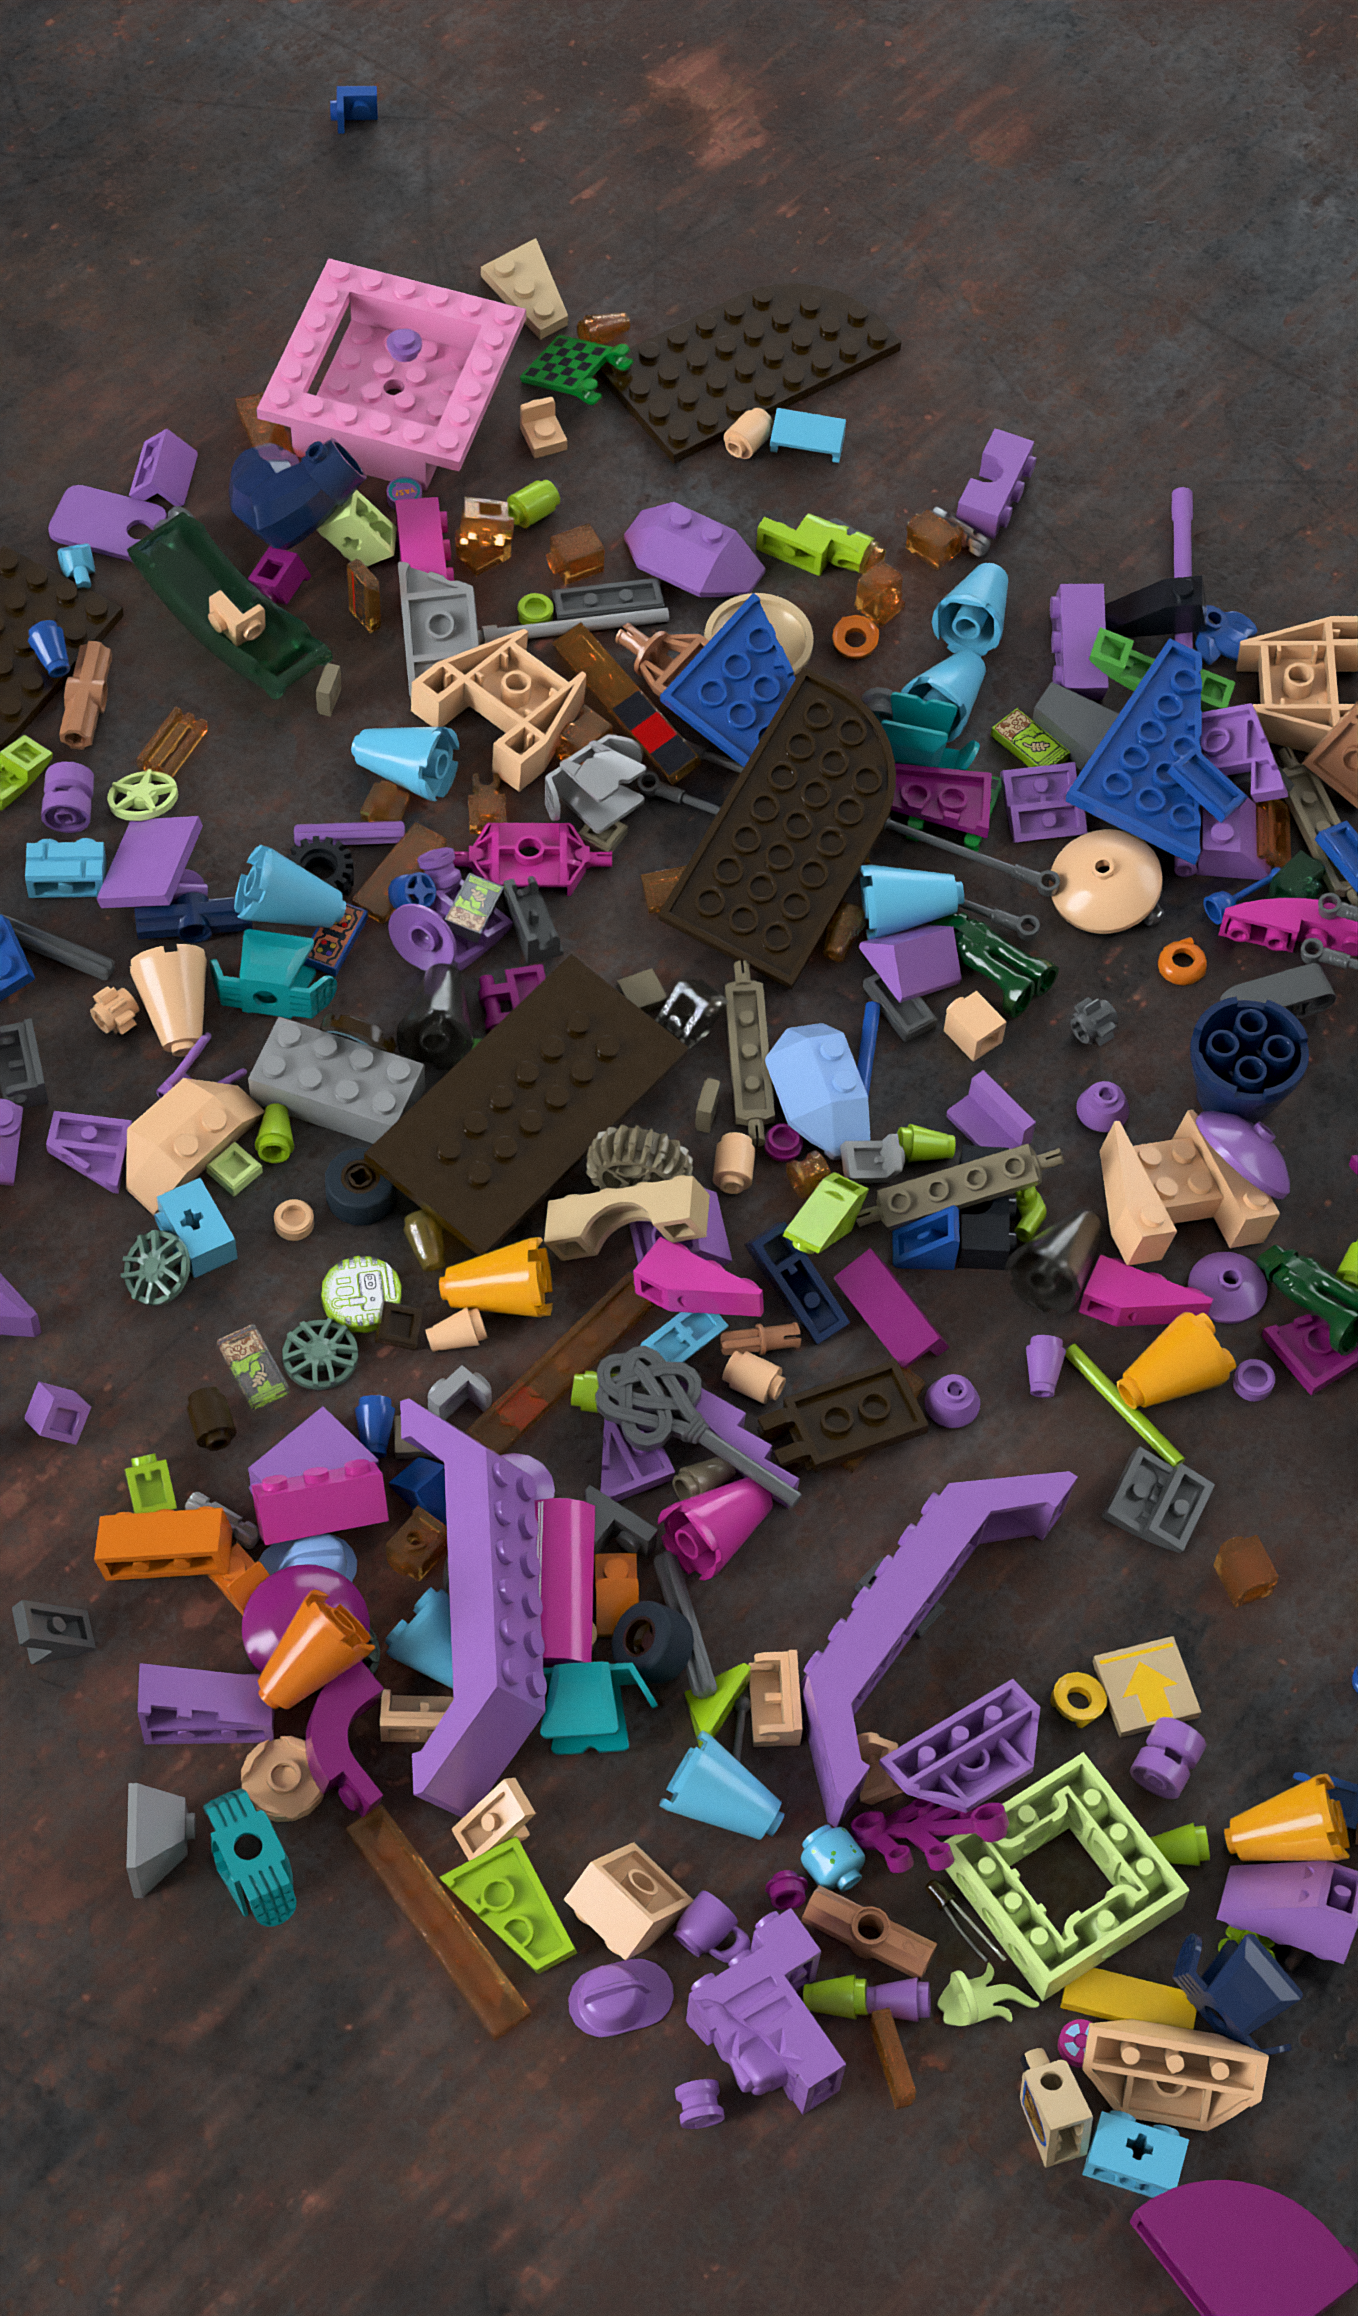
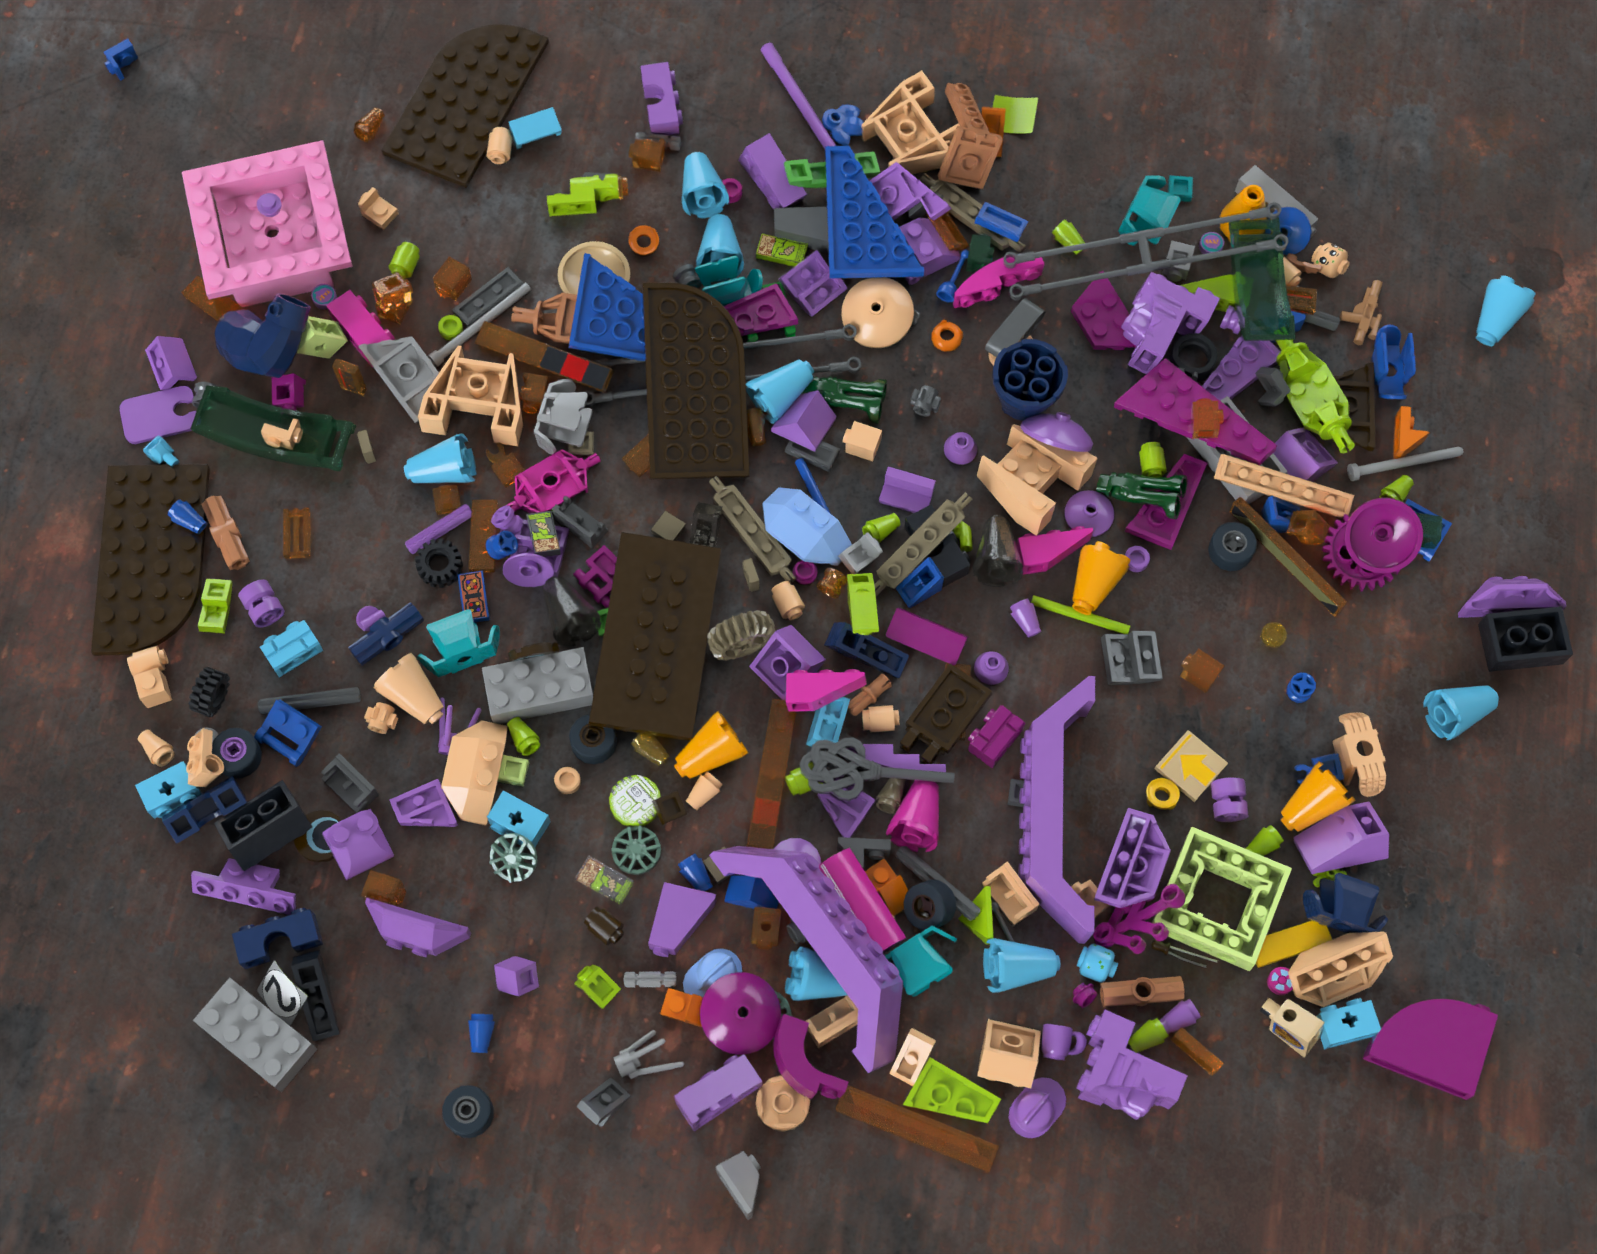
camera: 30 degrees left, 10 degrees up
(123, 1602) = (628, 1059): none -> light grey plant
(142, 795) = (303, 575): yellowish green wheel -> none
(149, 862) = (339, 616): medium lavender tile -> none
(163, 1544) = (630, 1015): orange brick -> none
(264, 1879) = (820, 1170): teal piece -> none
(286, 893) = (433, 591): medium azure cone -> none
(312, 1652) = (763, 1028): orange cone -> none
(319, 1501) = (701, 939): dark pink brick -> none
(452, 1392) = (723, 831): light grey bracket -> none
(526, 282) = (305, 121): tan wing -> none
(570, 365) = (366, 158): green flag -> none
(582, 1223) = (731, 688): tan arch -> none
(692, 552) = (516, 240): medium lavender wedge -> none
(699, 2104) = (1117, 1139): medium lavender wheel -> none
(880, 593) = (641, 206): clear orange brick -> none
(894, 1487) = (995, 736): none -> magenta brick
(971, 2002) = (1214, 995): yellowish green piece -> none
(1015, 638) = (734, 189): none -> dark pink tile
(1160, 609) = (804, 128): black slope -> none
(1207, 784) = (903, 225): blue tile -> none

